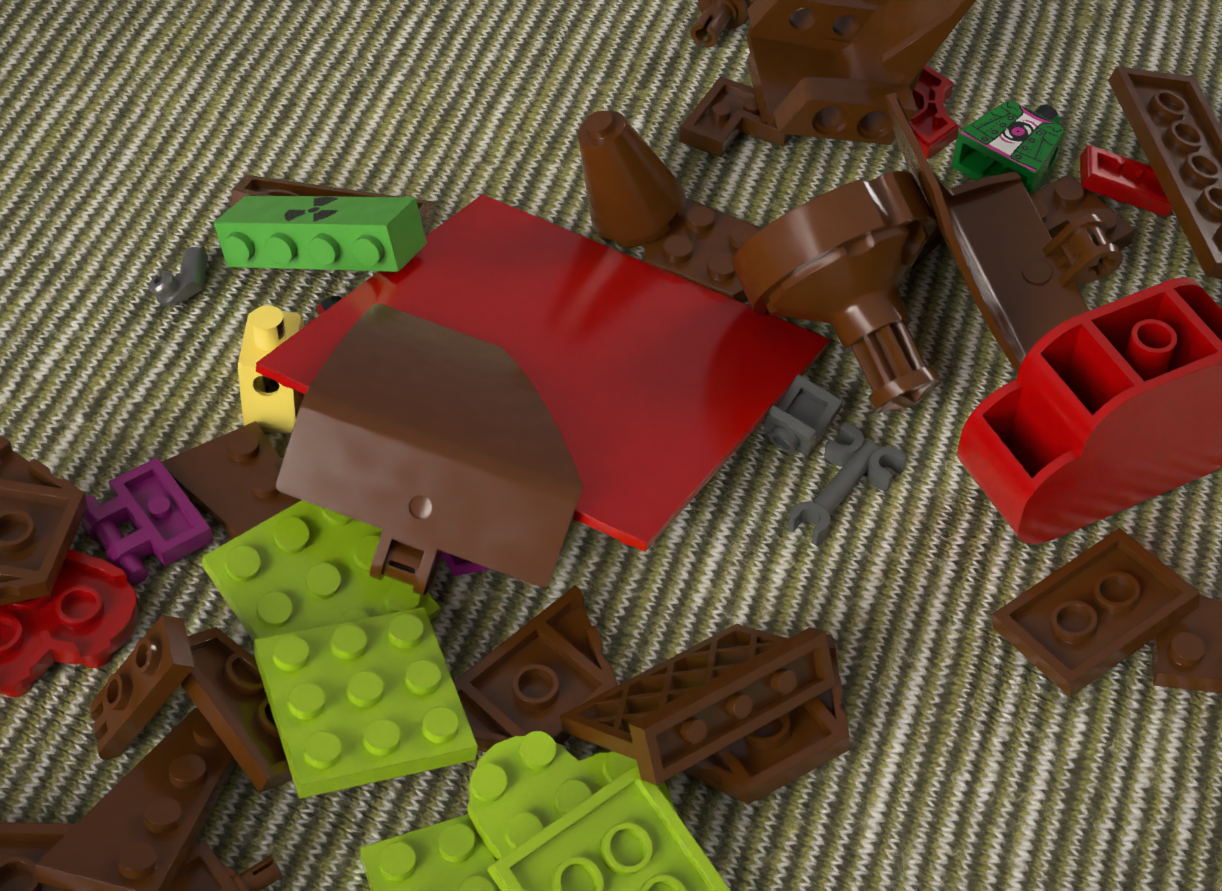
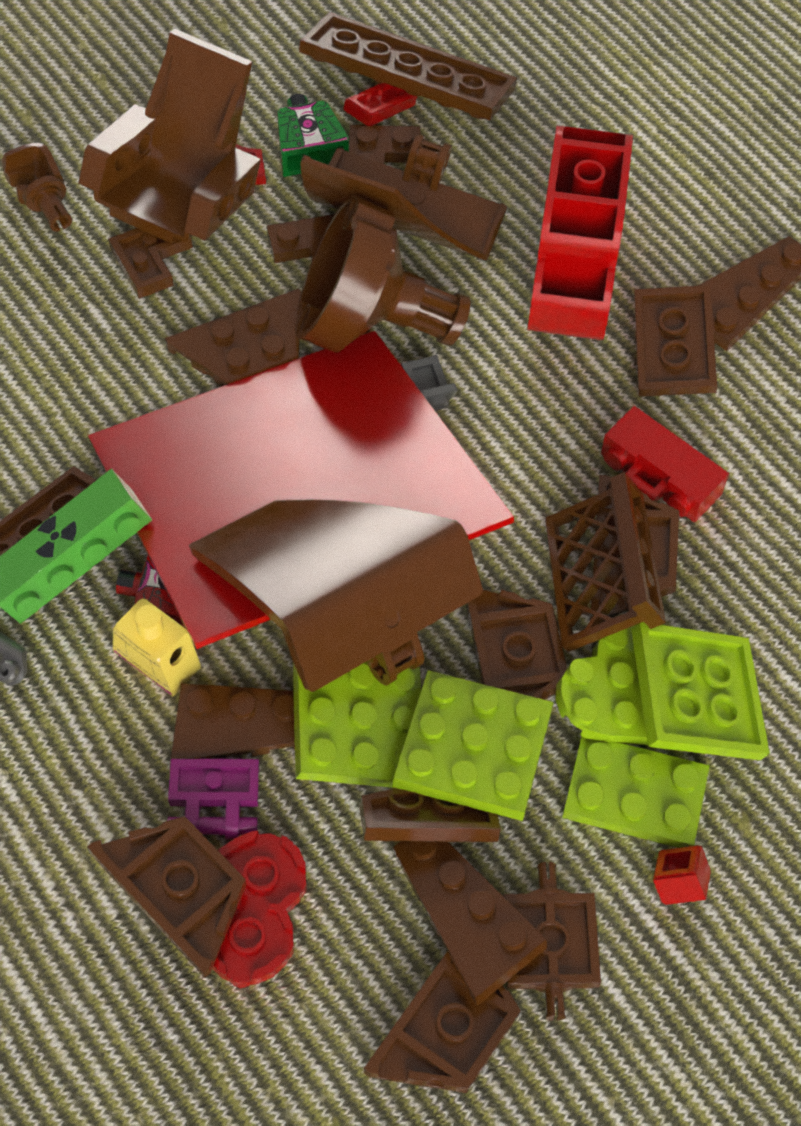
camera: 55 degrees left, 10 degrees up
(141, 686) = (375, 863): reddish brown hinge -> none
(626, 182) = (176, 351): reddish brown cone -> none
(856, 460) = (480, 378): dark grey bar -> none
(913, 720) = (663, 464): none -> red piece

